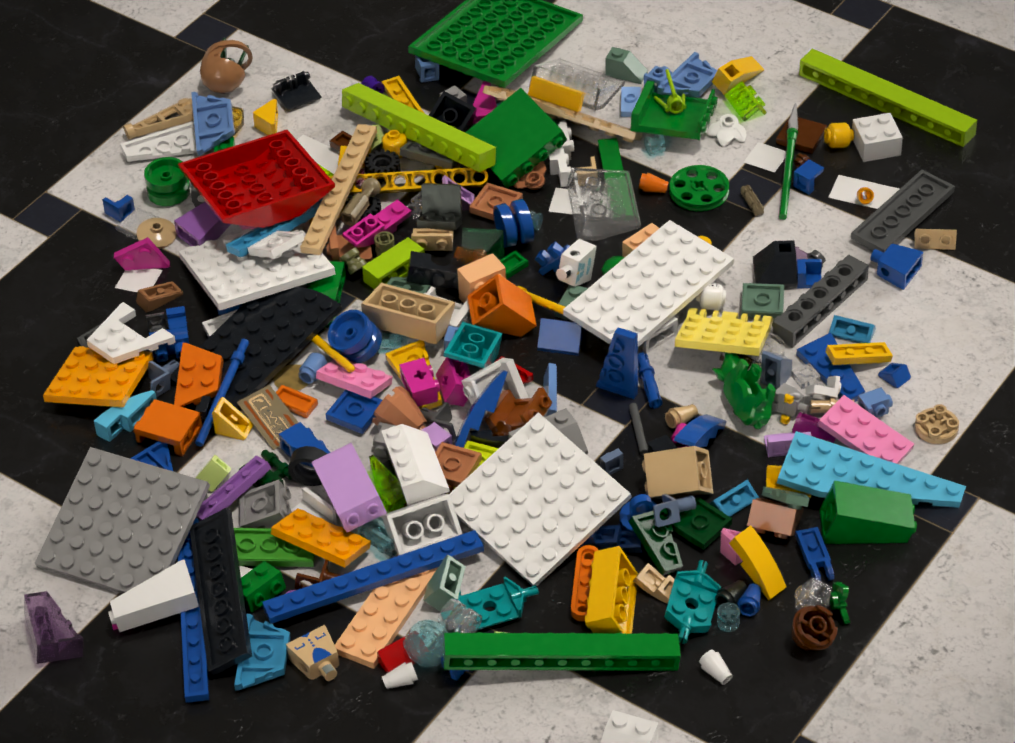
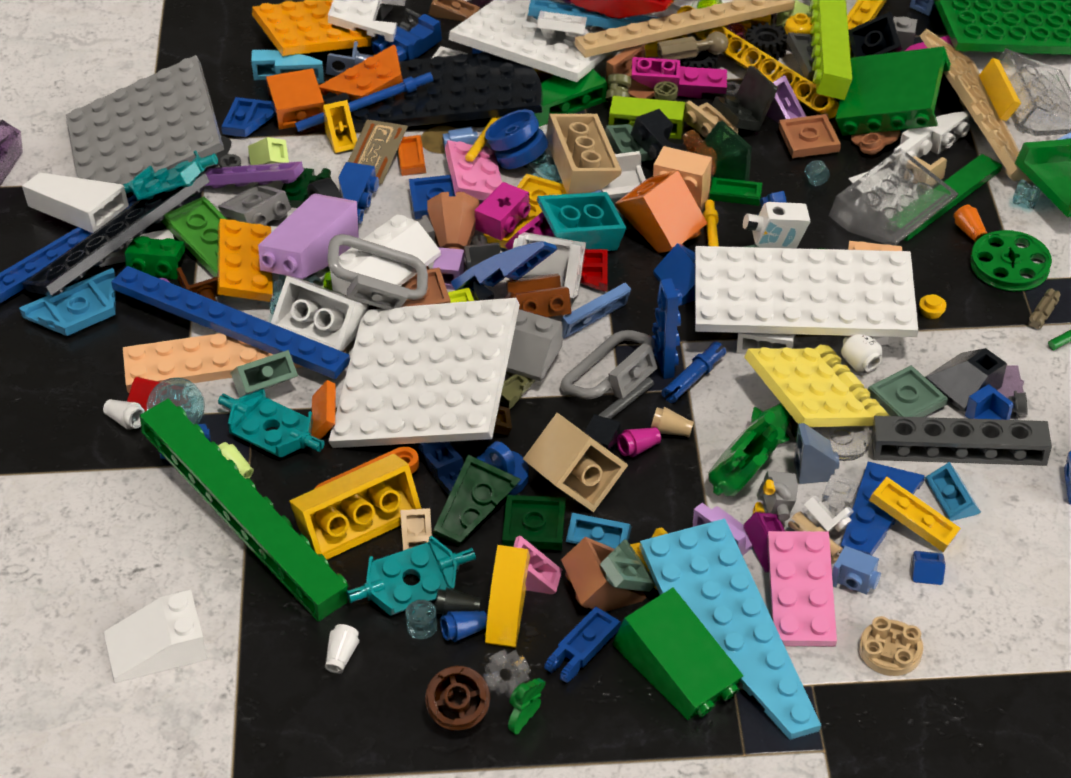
camera: 50 degrees right, 0 degrees up
(218, 516) = (184, 174): none -> teal plate
(314, 654) = (102, 339): tan torso -> none
(446, 480) = (372, 290): none -> light grey bar
(457, 617) = (215, 406): clear wheel -> none
(498, 567) = (323, 409): none -> orange tile
(514, 222) = (784, 156): blue wheel -> none
(612, 461) = (547, 405): sand blue plate -> none
(622, 407) = (622, 378): none -> light grey bar
(674, 508) = (515, 483): sand blue bracket -> none
(700, 430) = (645, 441): blue slope -> none

